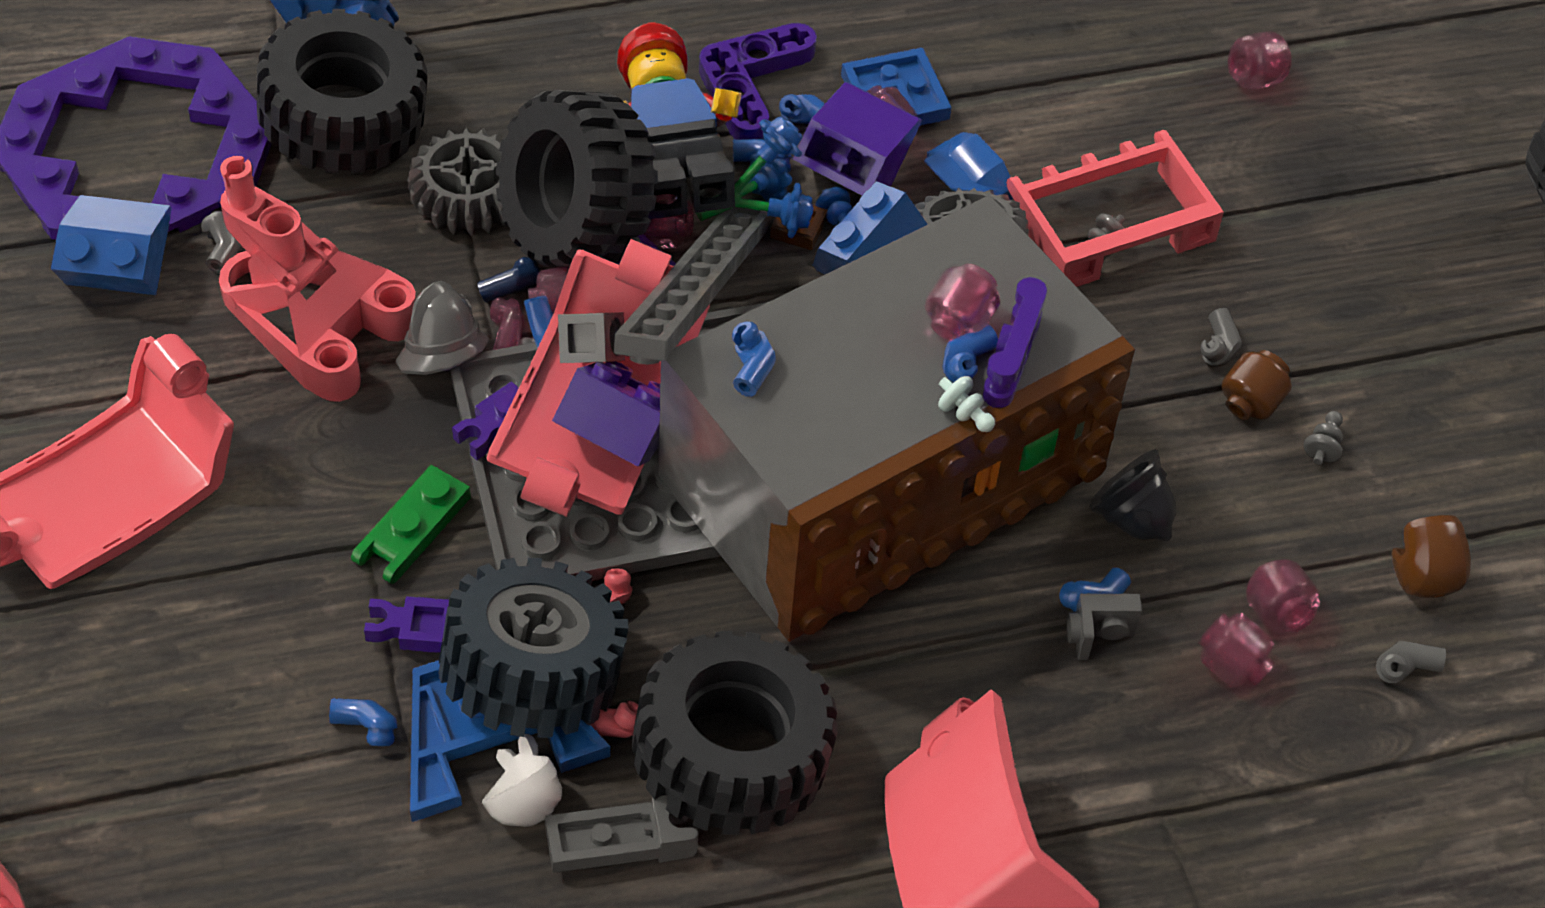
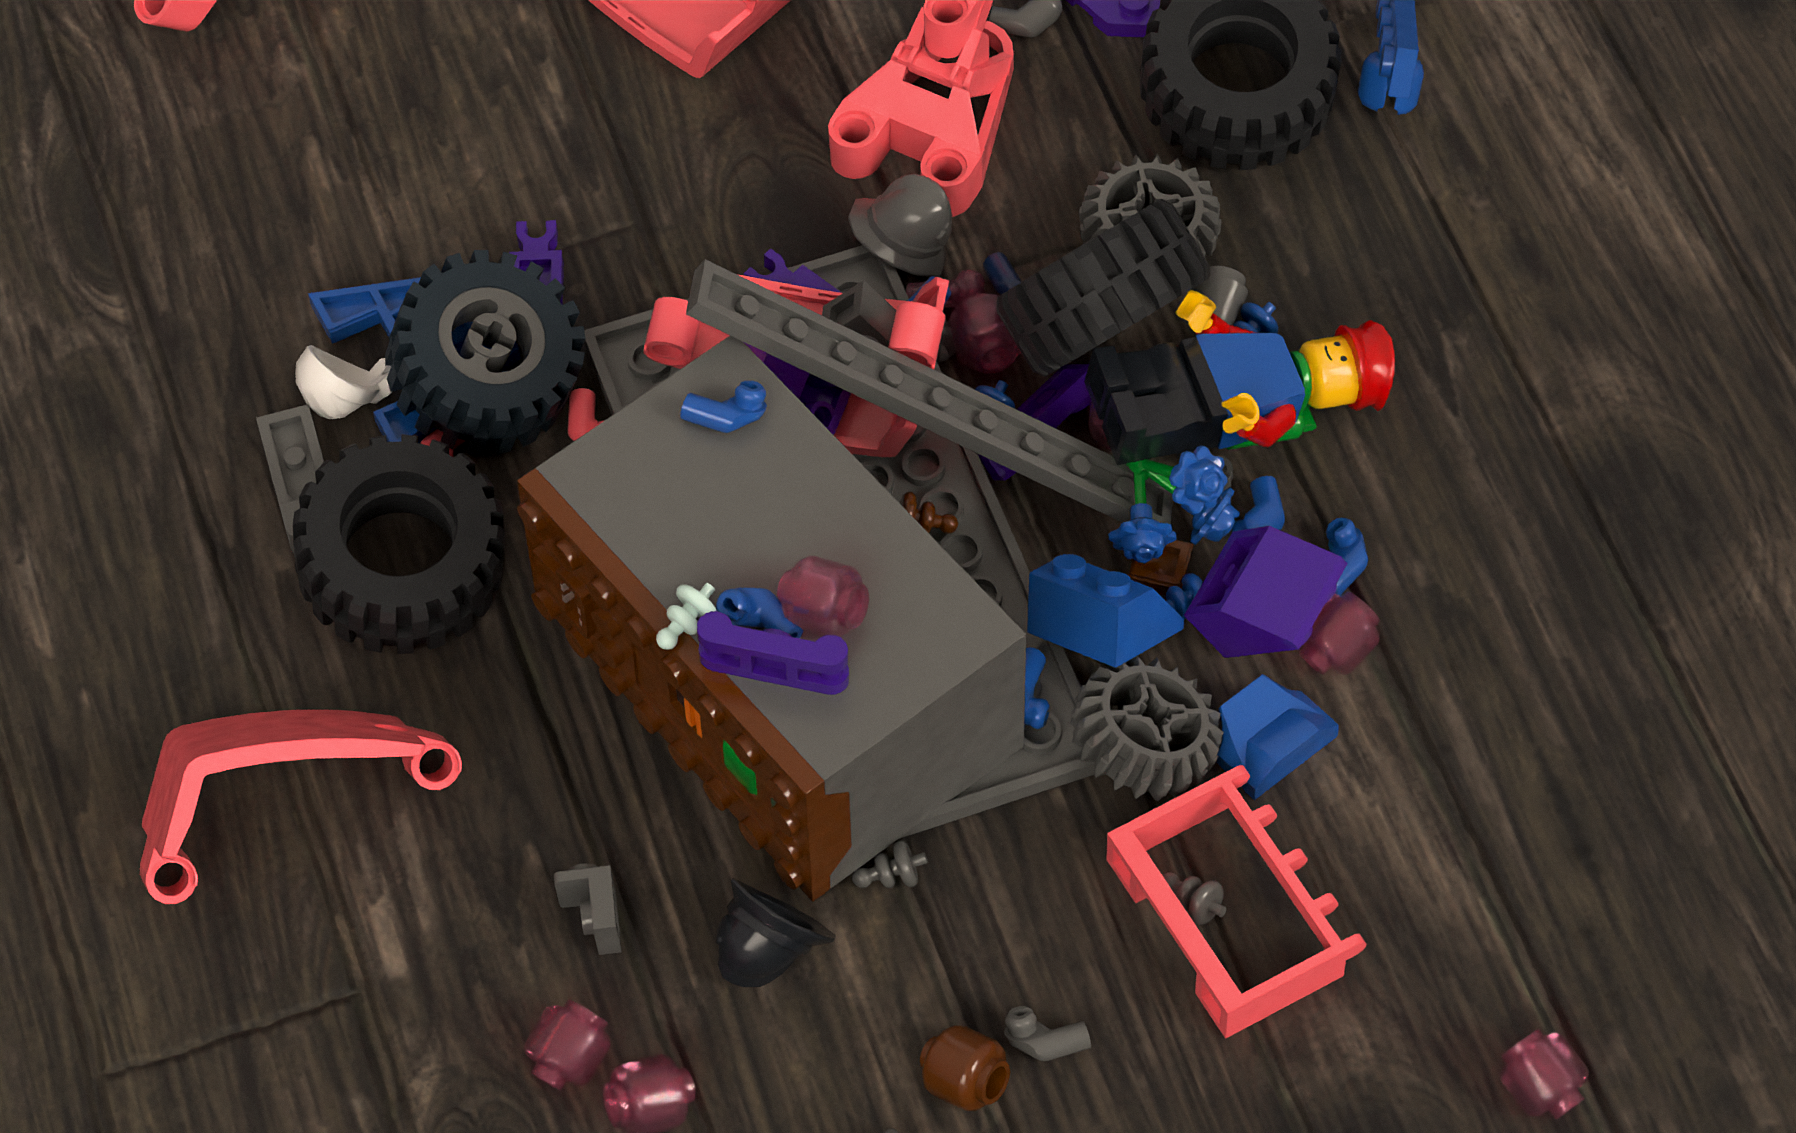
camera: 90 degrees right, 5 degrees up
(365, 713) = (423, 250): blue arm -> none
(413, 522) = (664, 246): green hinge -> none
(795, 47) = (1407, 475): dark purple beam -> none
(907, 72) = (1420, 651): blue plate -> none
(1113, 583) = (636, 905): blue arm -> none

